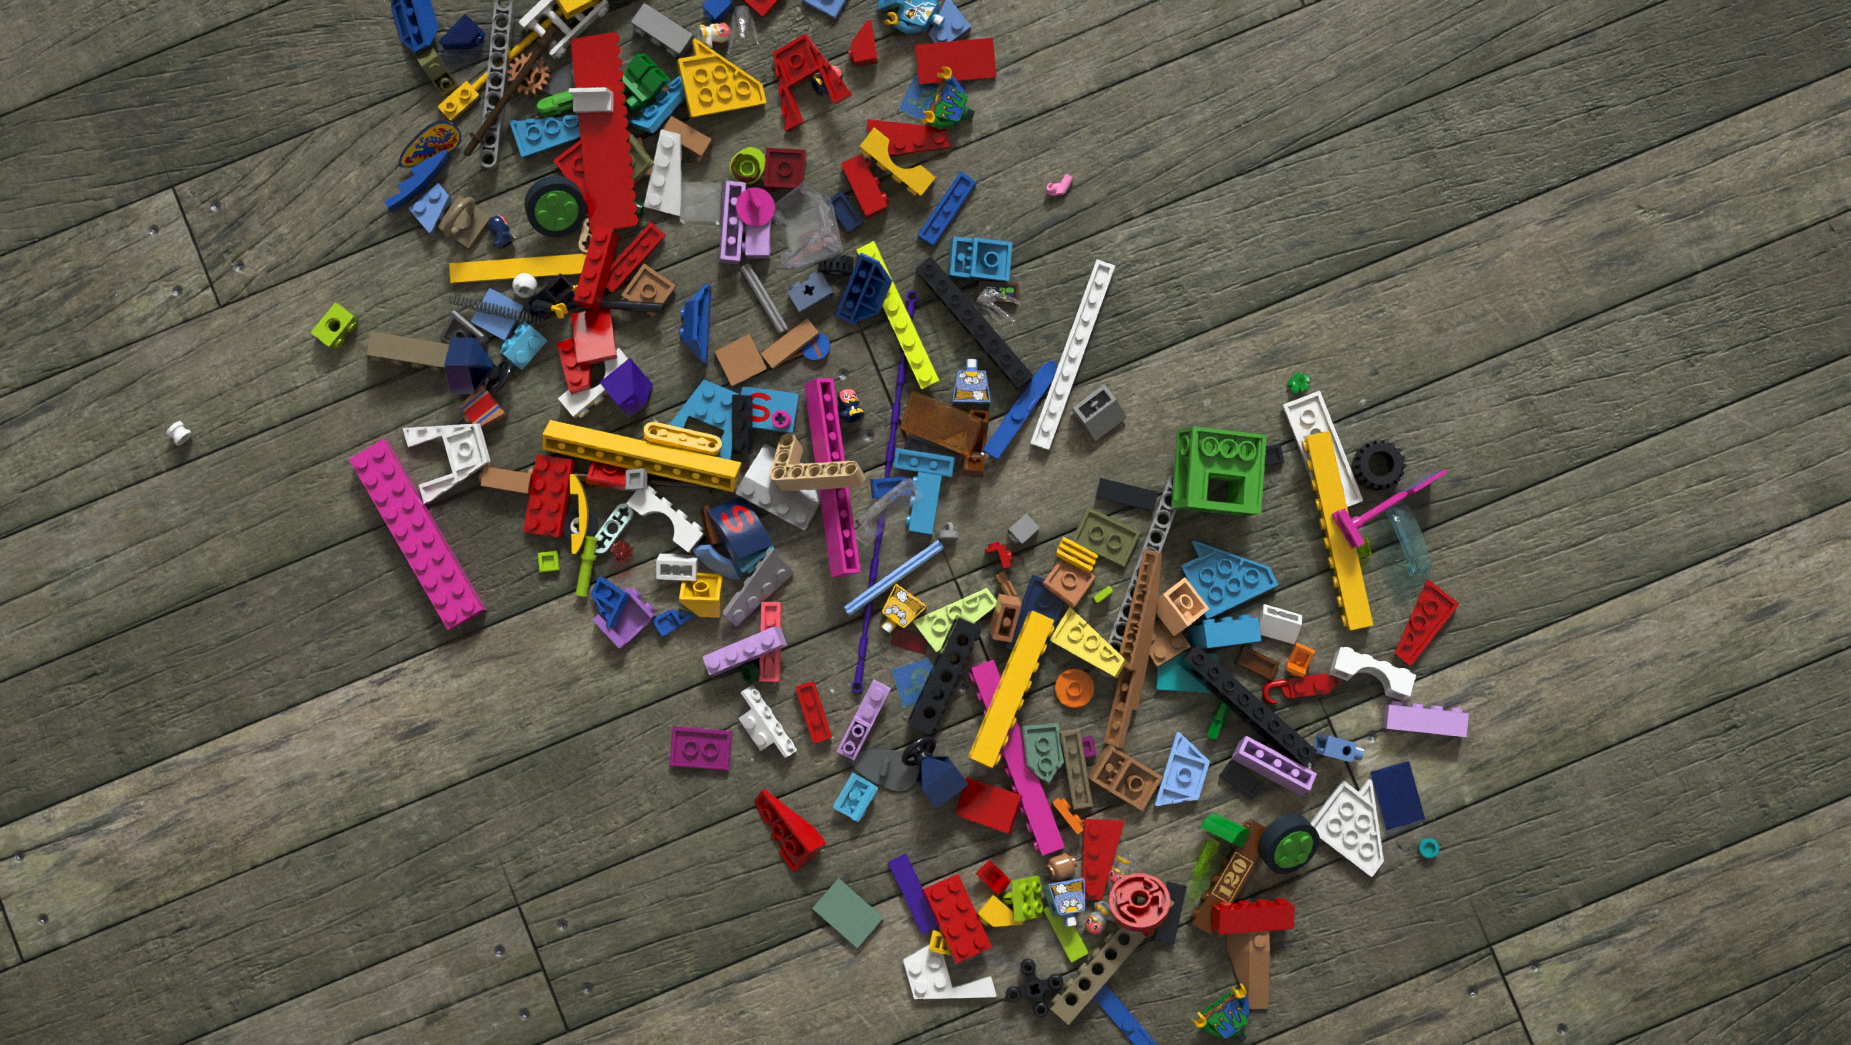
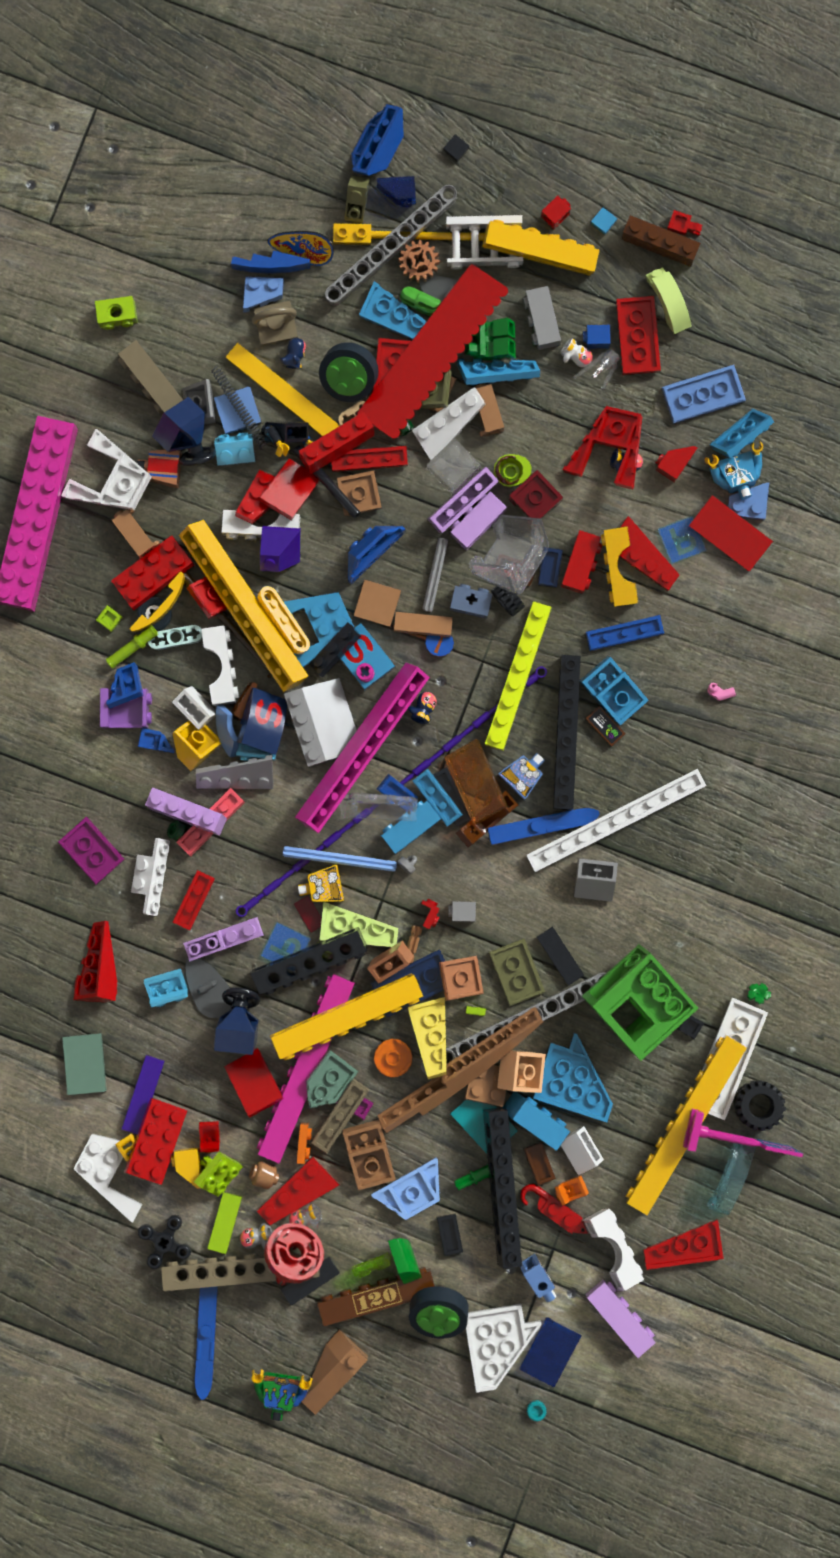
camera: 40 degrees right, 0 degrees up
(524, 285) = (275, 407): white piece -> none
(543, 45) = (447, 250): dark brown bar -> none
(592, 100) = (445, 321): white panel -> none
(621, 550) = (167, 659): clear red plant -> none
(636, 479) = (223, 619): light grey plate -> none
(716, 84) = (544, 391): yellow wing -> none
(755, 207) = (489, 504): dark pink shield -> none
(792, 476) = (334, 719): tan beam -> none
(864, 291) = (510, 637): blue wedge -> none
(948, 103) = (696, 558): torso -> none
(987, 301) = (591, 724): clear plant -> none
(1066, 899) = (245, 1201): torso -> none
(1077, 552) = (486, 963): yellow tile -> none
(1252, 916) = (365, 1339): red brick -> none
(1274, 766) = (481, 1247): lavender brick -> none
(1364, 550) = (692, 1156): clear neon green tile -> none

